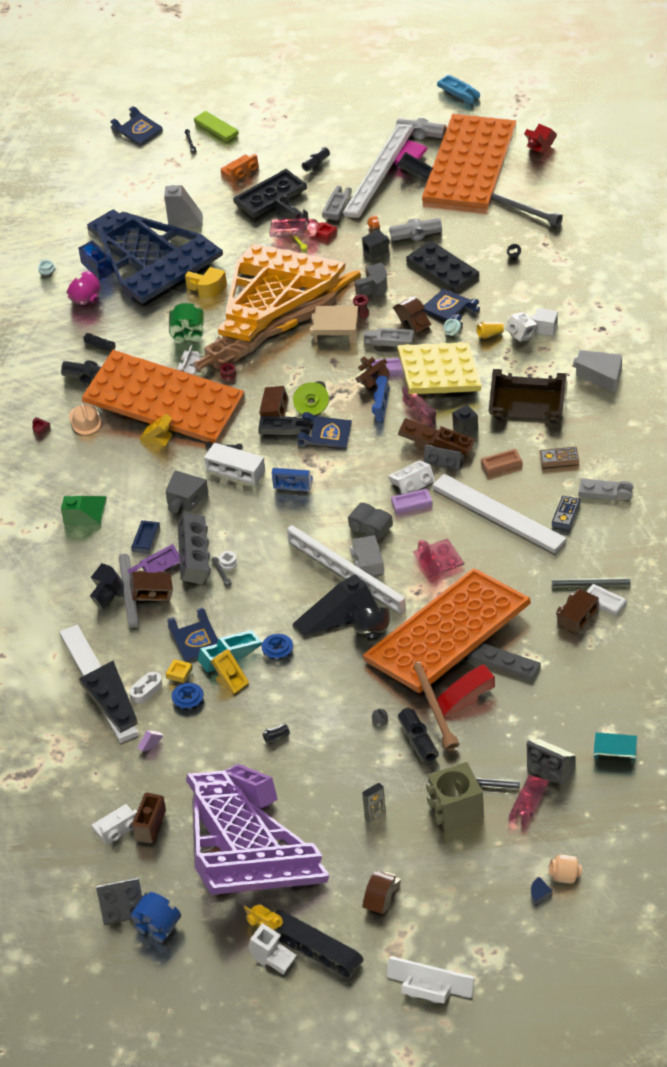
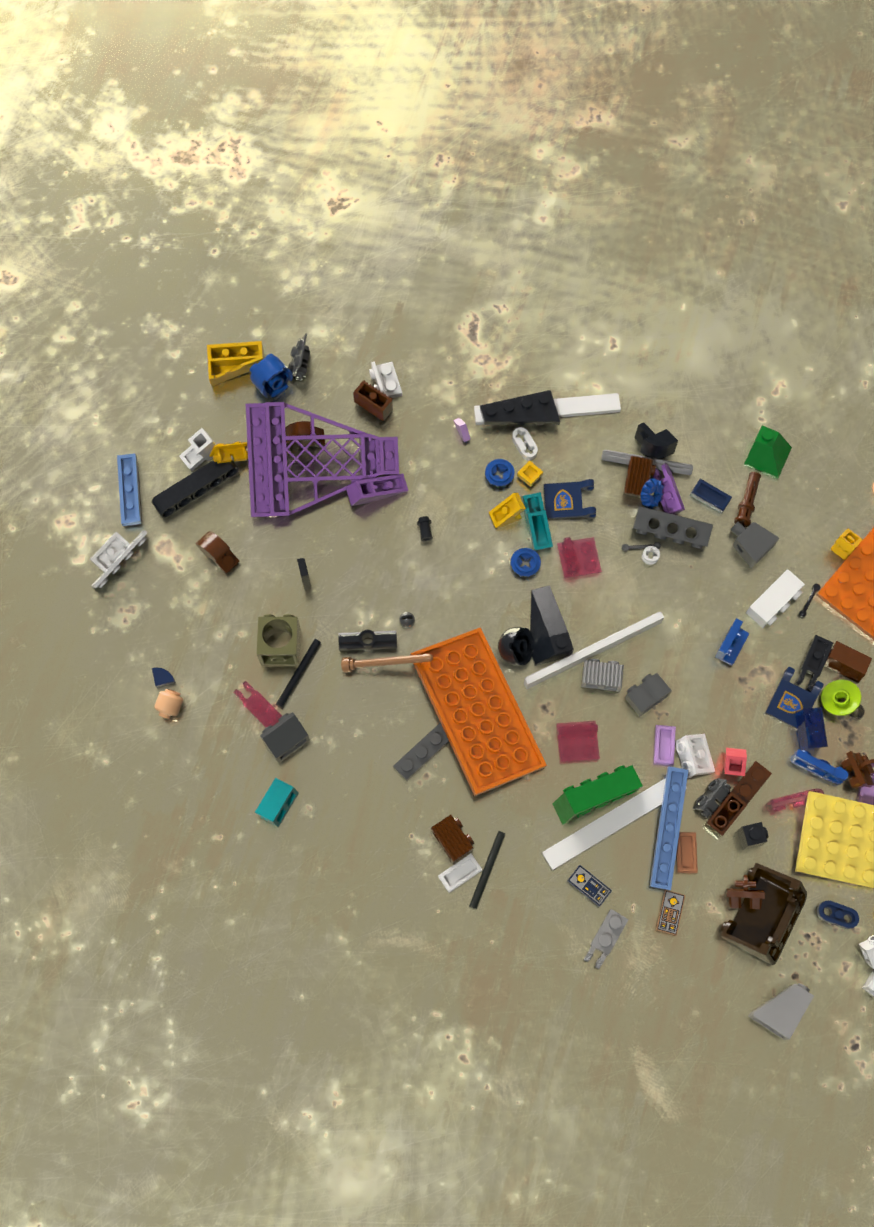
camera: 105 degrees right, 25 degrees up
(148, 507) = (746, 507): none -> reddish brown pin
(148, 963) = (232, 359): none -> yellow wedge
(166, 567) = (651, 486): none -> blue gear
(254, 610) = (579, 557): none -> clear pink hinge
(344, 1003) = (129, 489): none -> medium blue plate
(350, 408) = (811, 728): none -> clear blue brick
(405, 445) = (735, 761): none -> coral brick
(466, 690) = (399, 699): red slope -> none
(484, 525) = (597, 793): none -> green wedge
(487, 472) = (669, 828): none -> medium blue plate
(503, 358) = (837, 914): none -> dark blue plate
(516, 412) = (736, 894): none -> reddish brown hips

